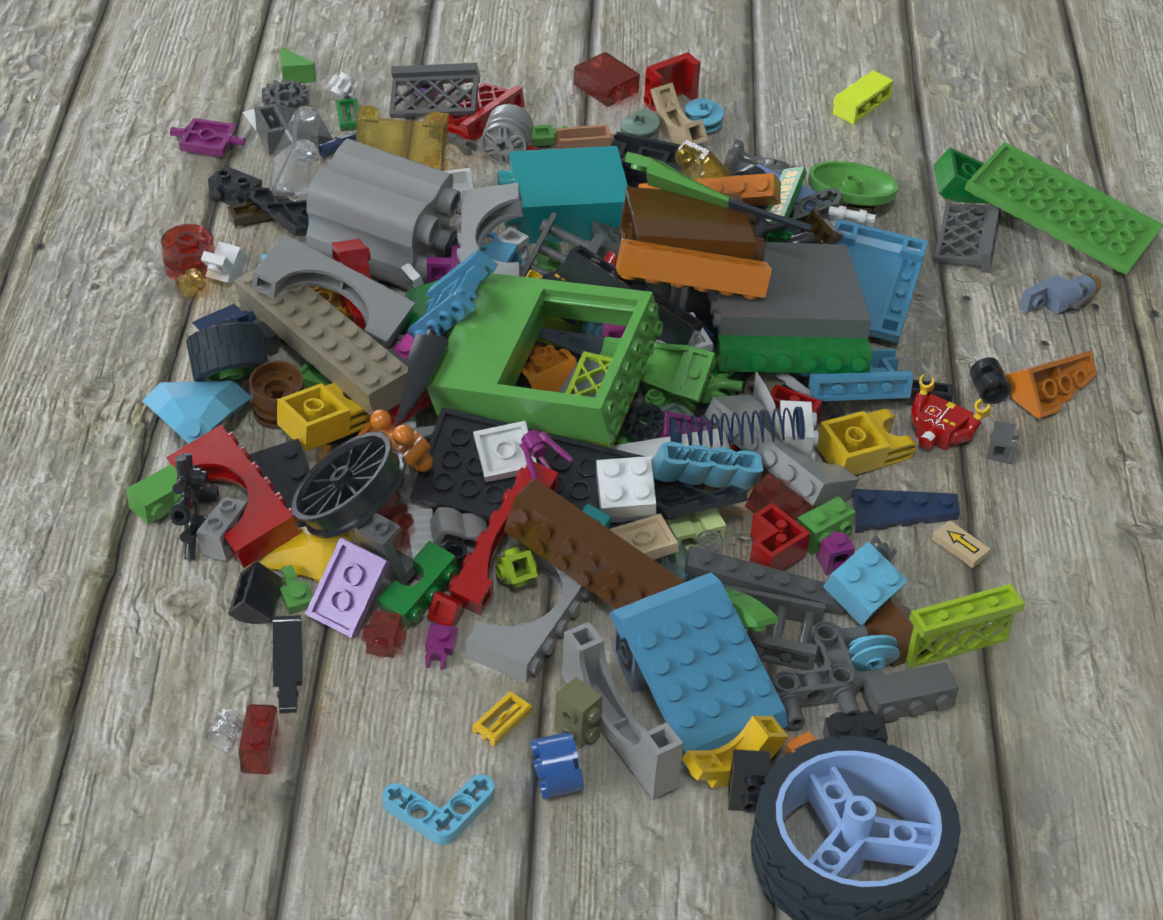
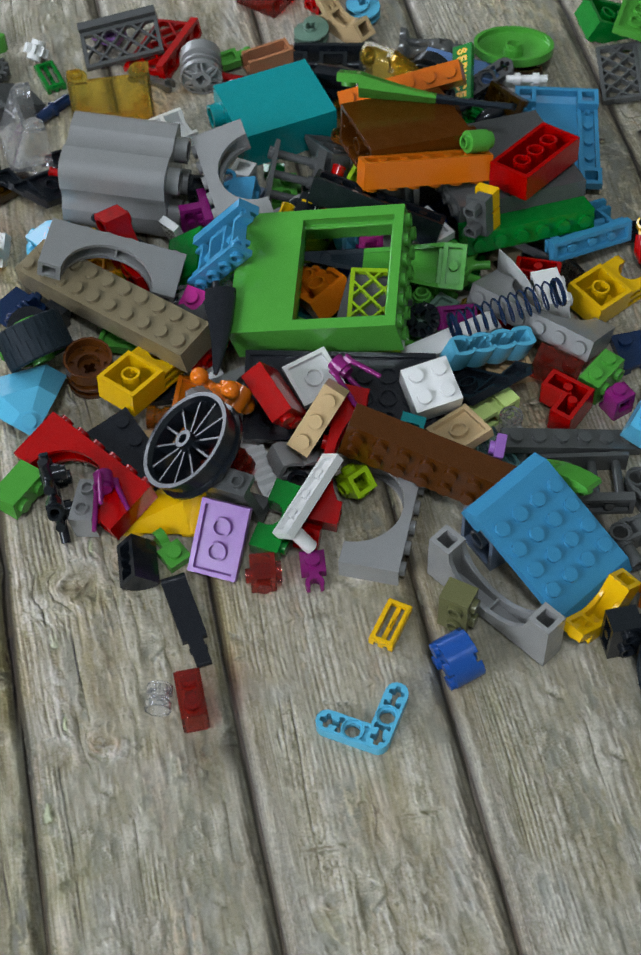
camera: 10 degrees left, 10 degrees up
(244, 503) = (104, 484): none -> magenta plant
(425, 589) = (301, 506): none -> white piece
(453, 456) = (274, 395): none -> red brick
(481, 498) = (318, 417): none -> tan arch
(676, 561) = (497, 447): none -> medium lavender plate
(742, 324) = (482, 211): none -> dark grey hips
(757, 251) = (477, 140): none -> bright green brick
(817, 287) = (534, 161): none -> red brick

